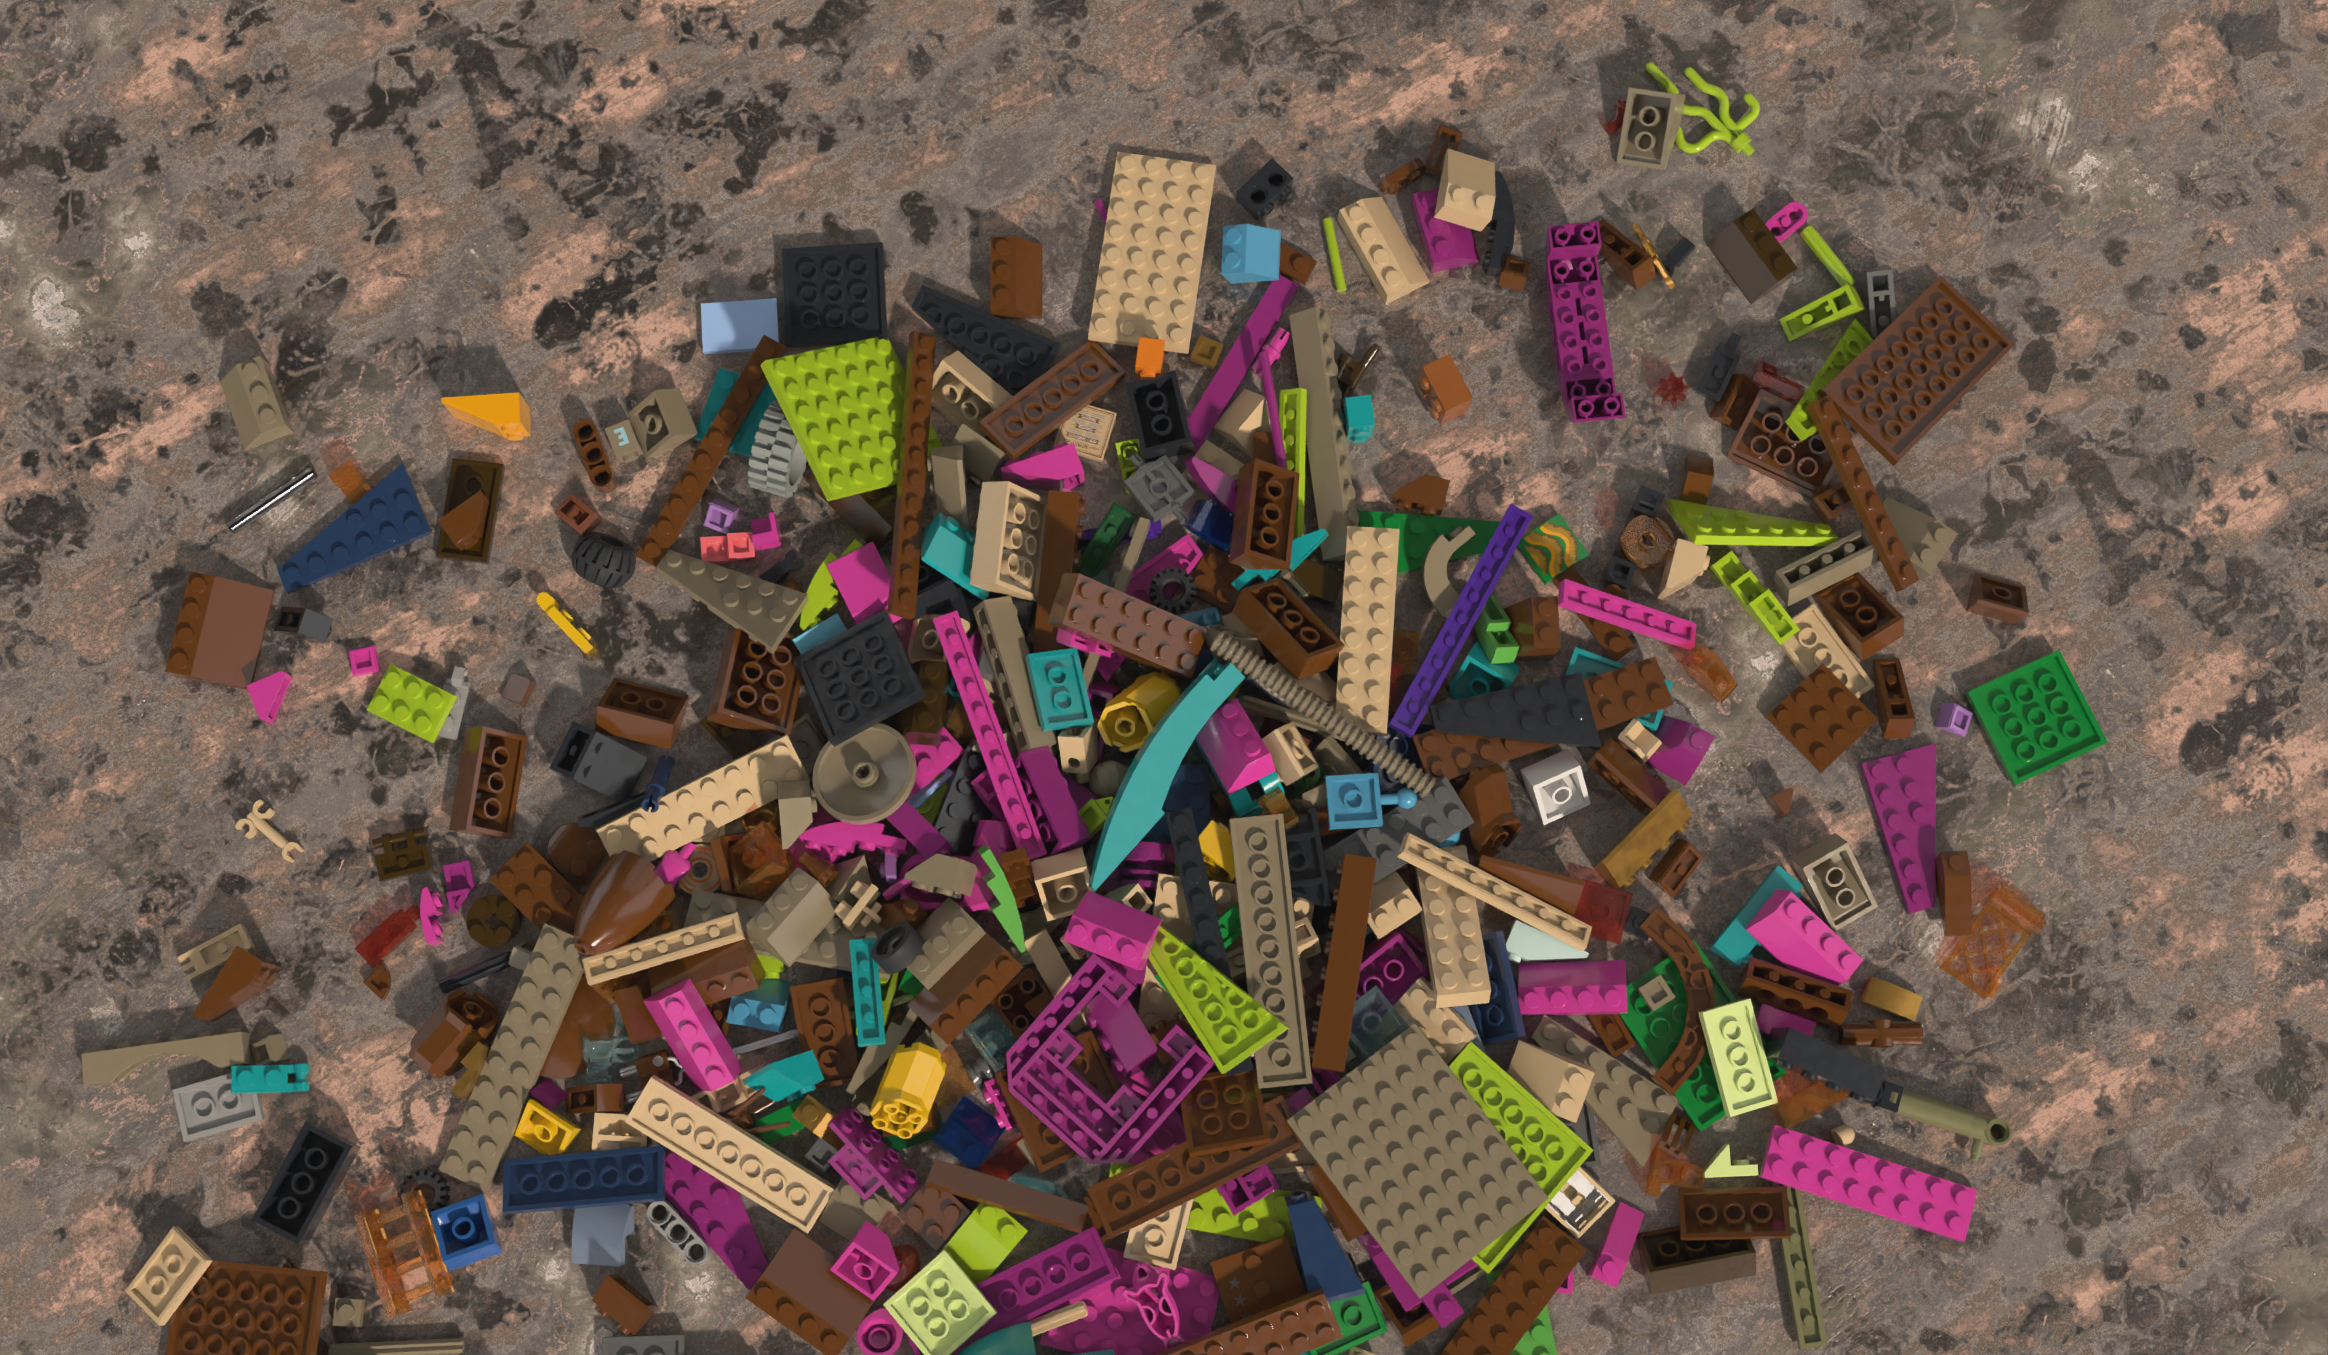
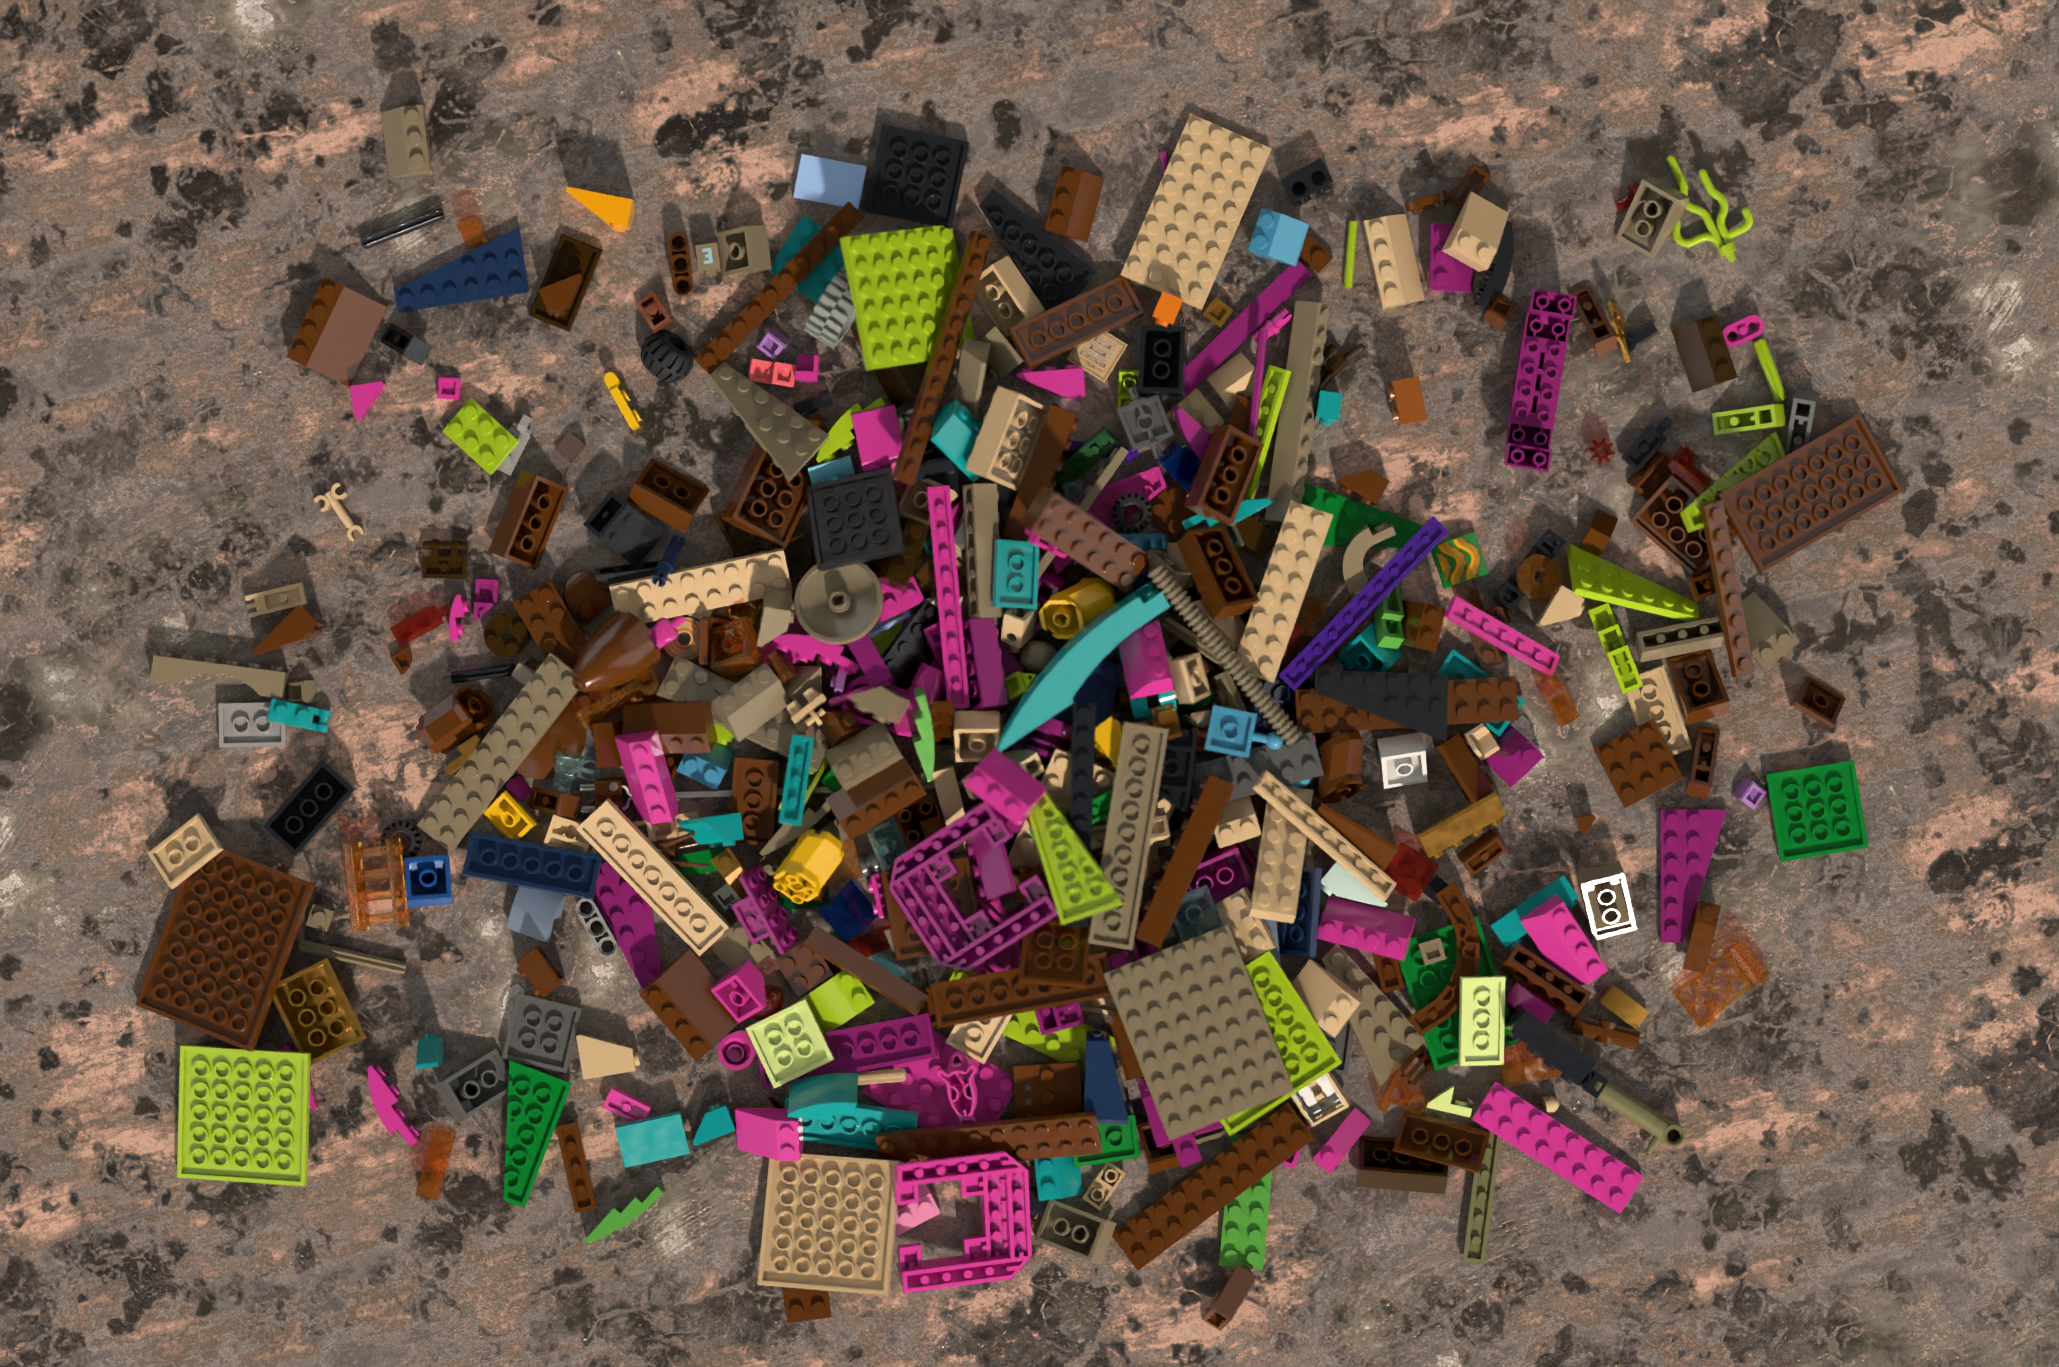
camera: 20 degrees right, 10 degrees up
(663, 948) = (641, 701): tan tile -> none
(897, 947) = (833, 760): black tyre -> none

